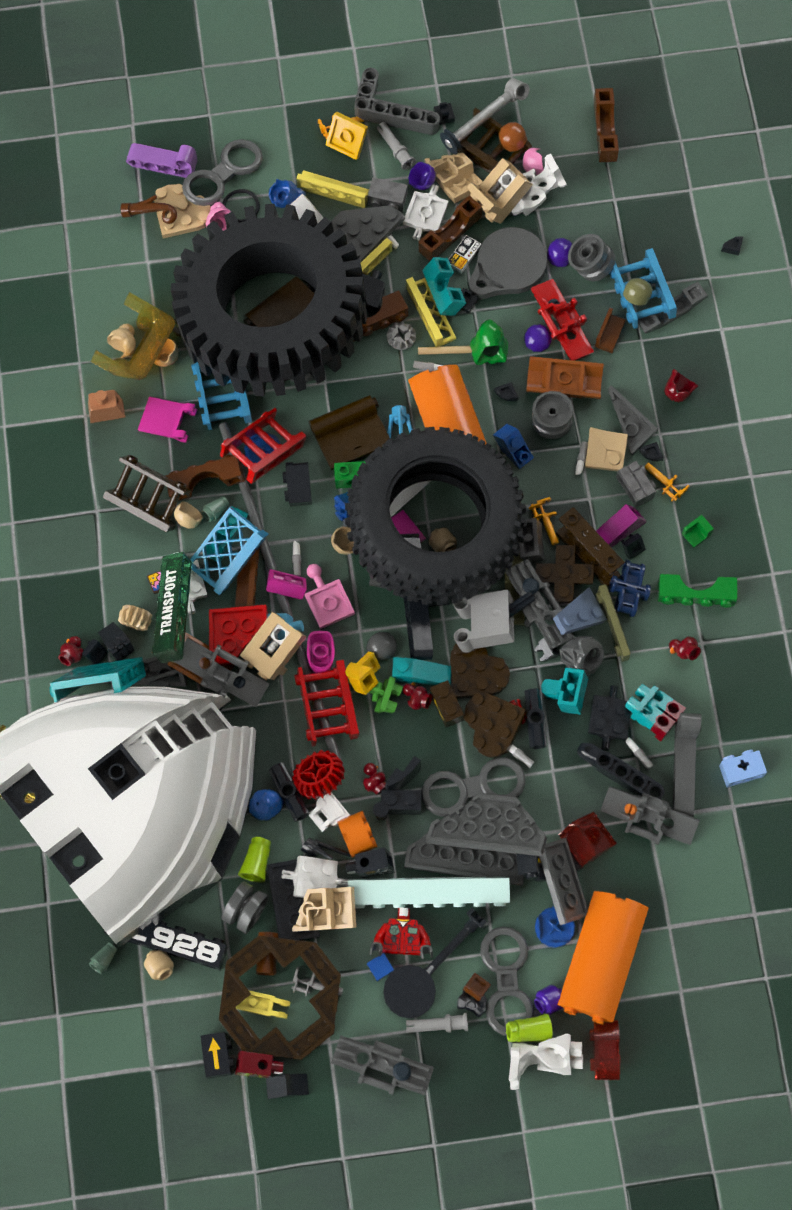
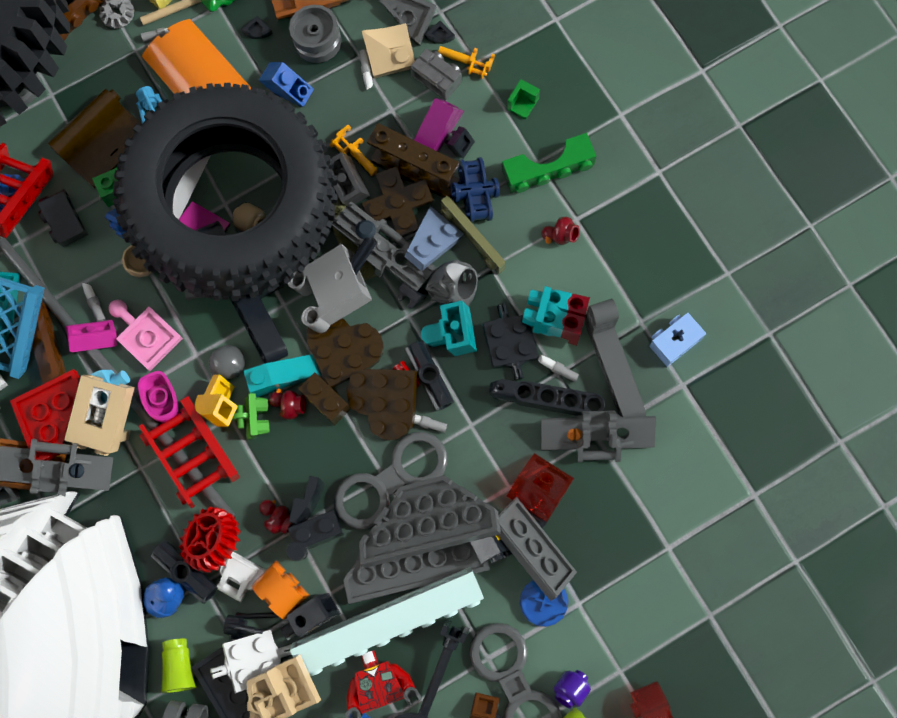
camera: 20 degrees left, 5 degrees up
(603, 957) = (612, 617): orange cylinder -> none

